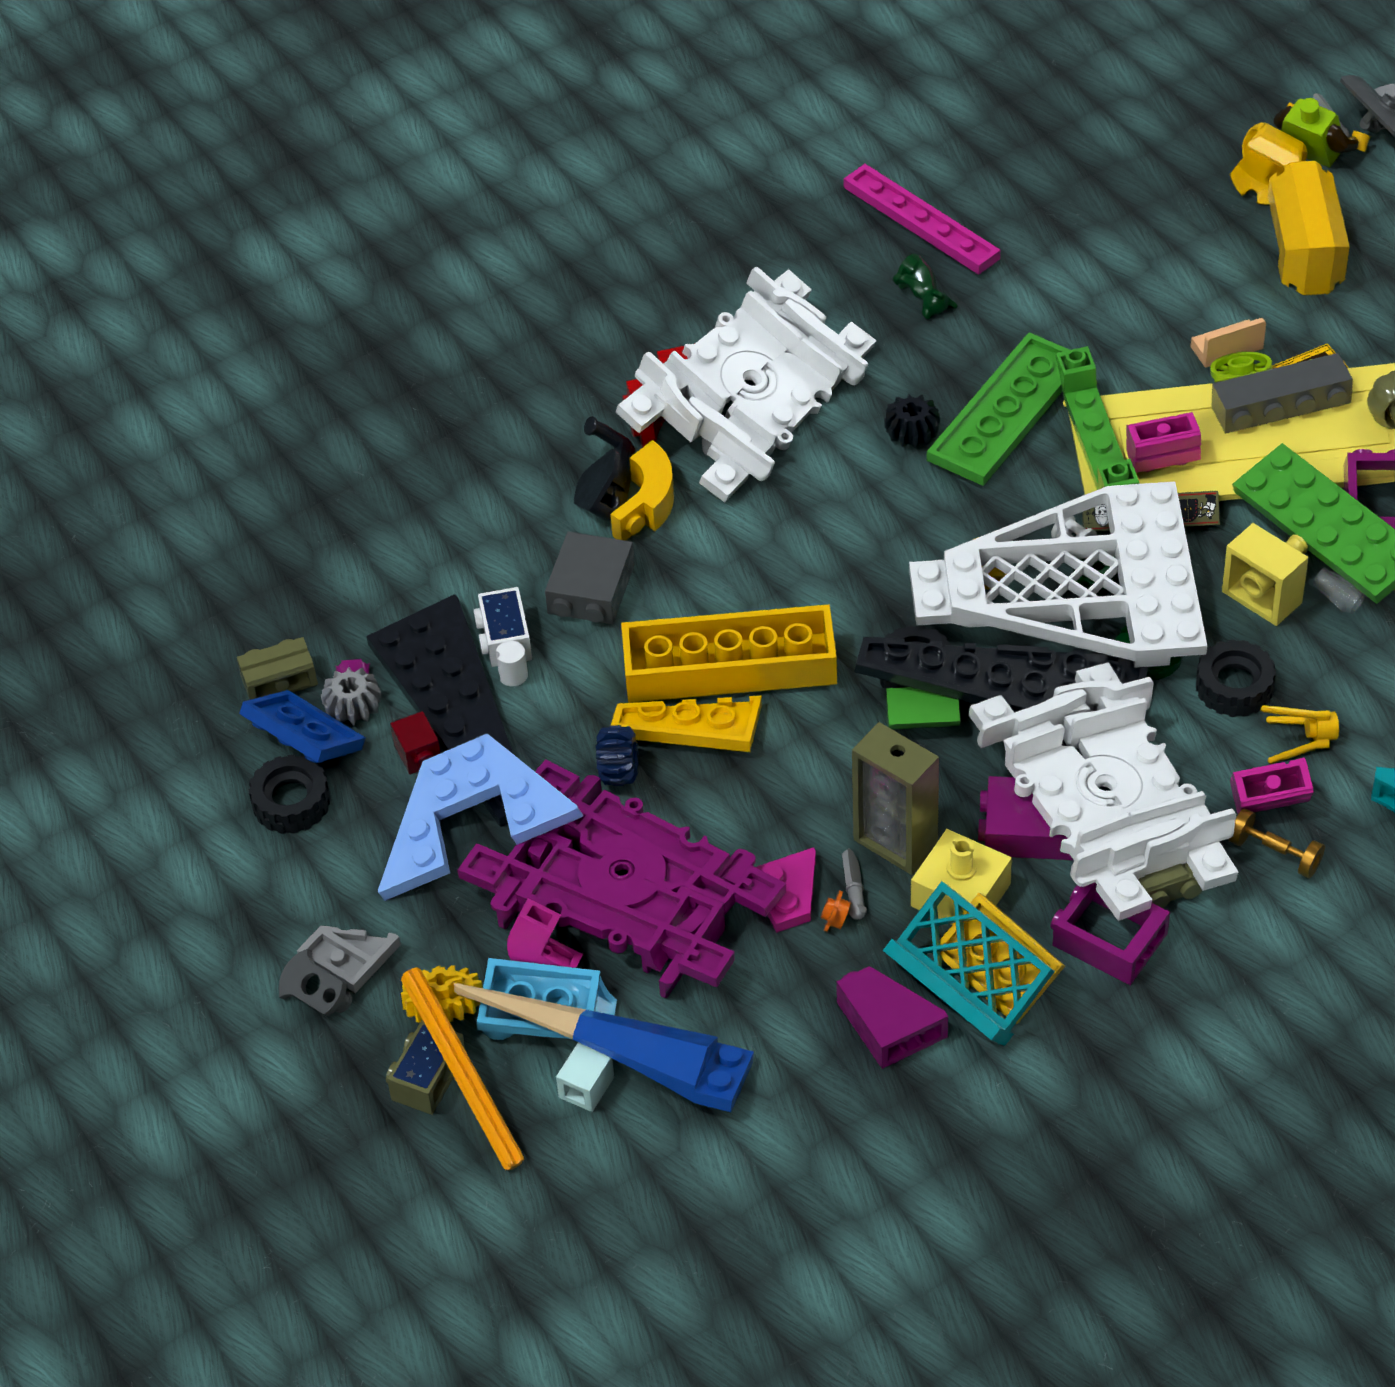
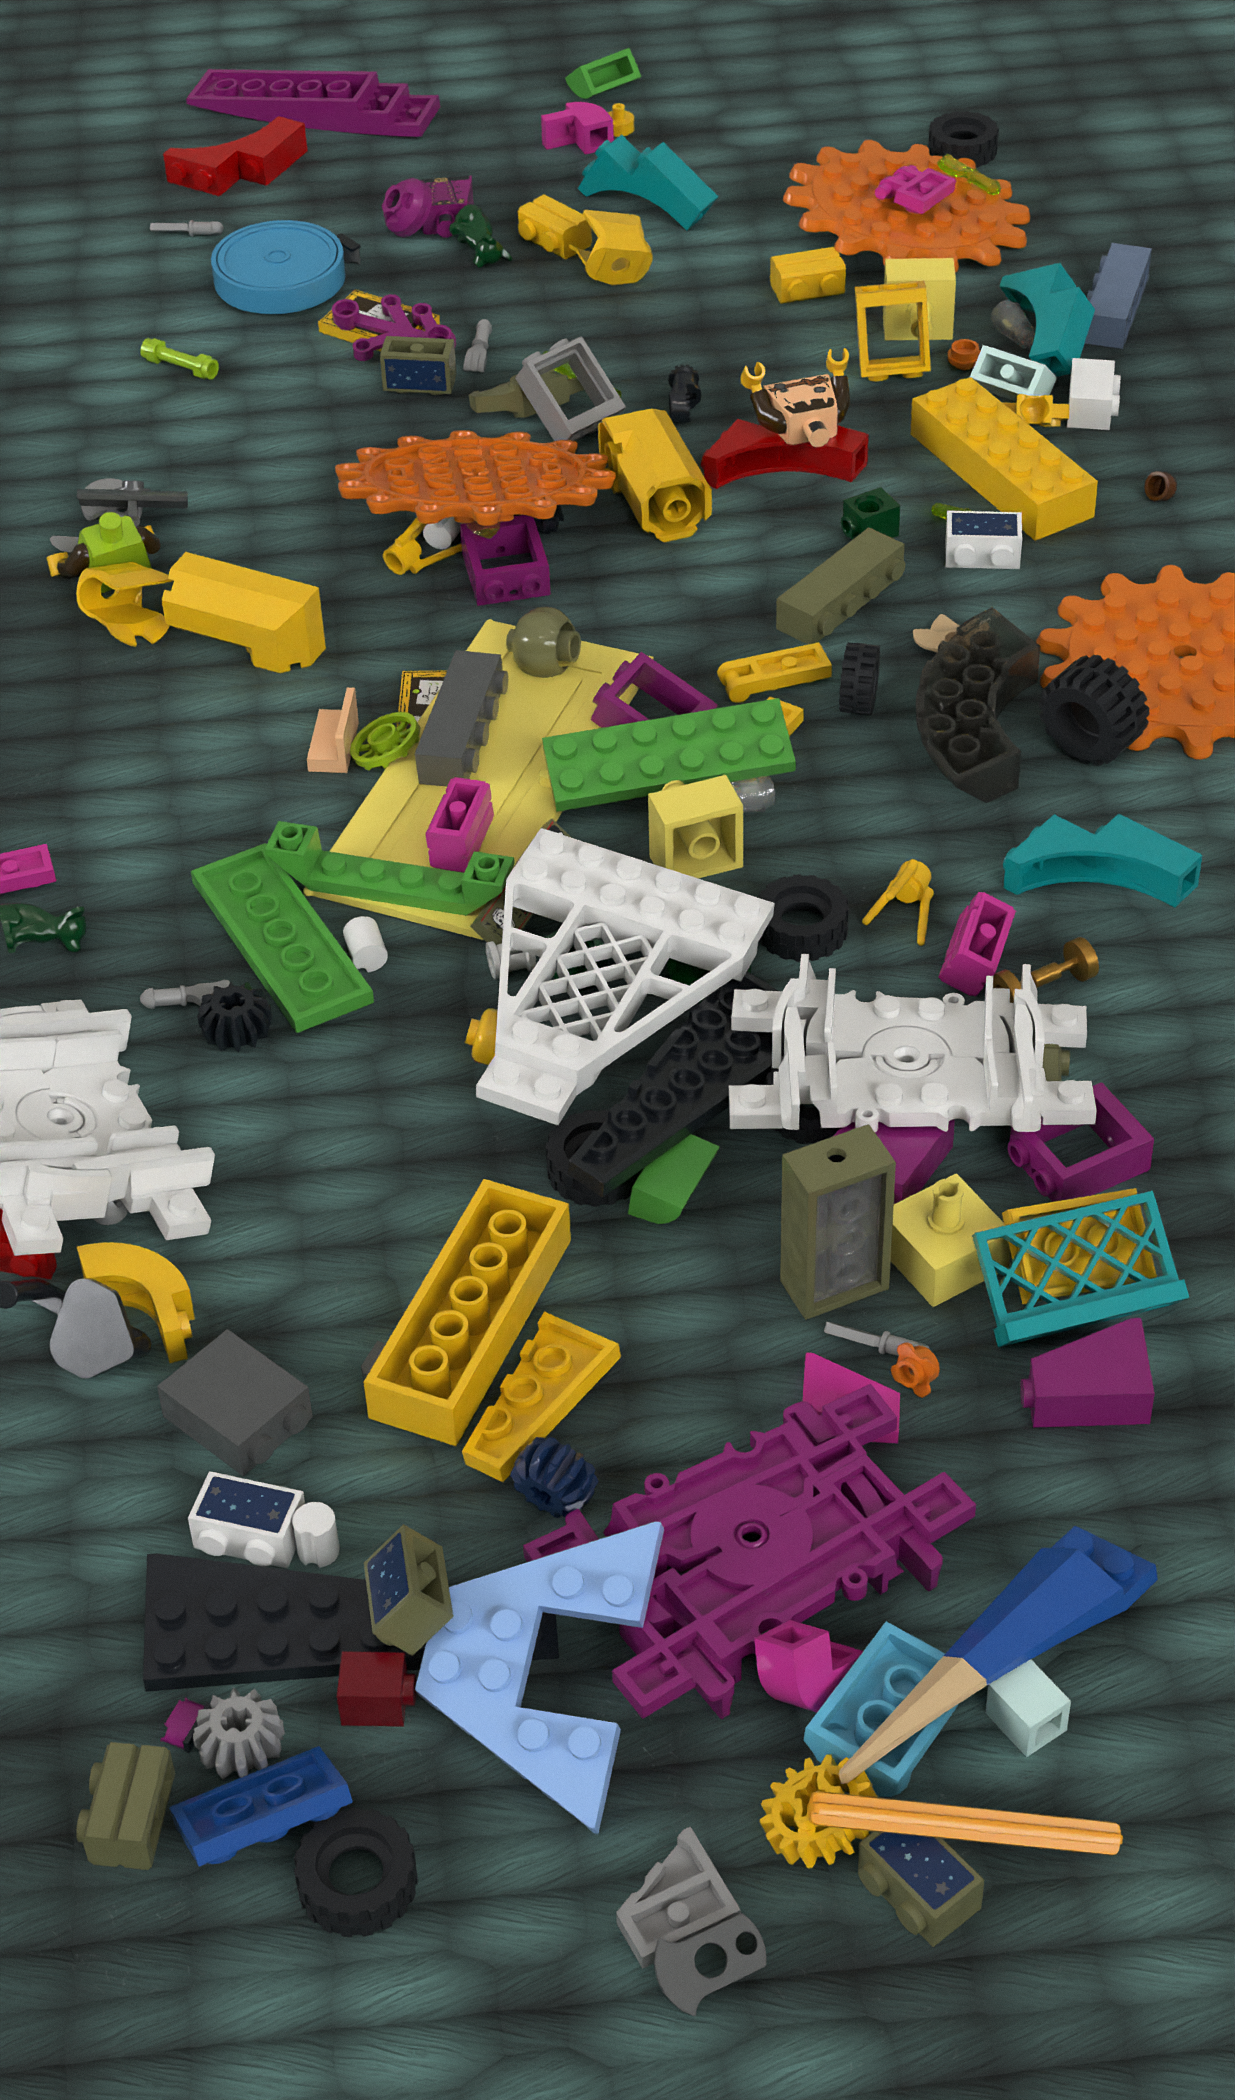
camera: 65 degrees left, 5 degrees down
(476, 717) = (407, 1590): none -> olive brick
(919, 387) = (181, 995): none -> light grey piece
(1030, 453) = (365, 943): none -> white piece

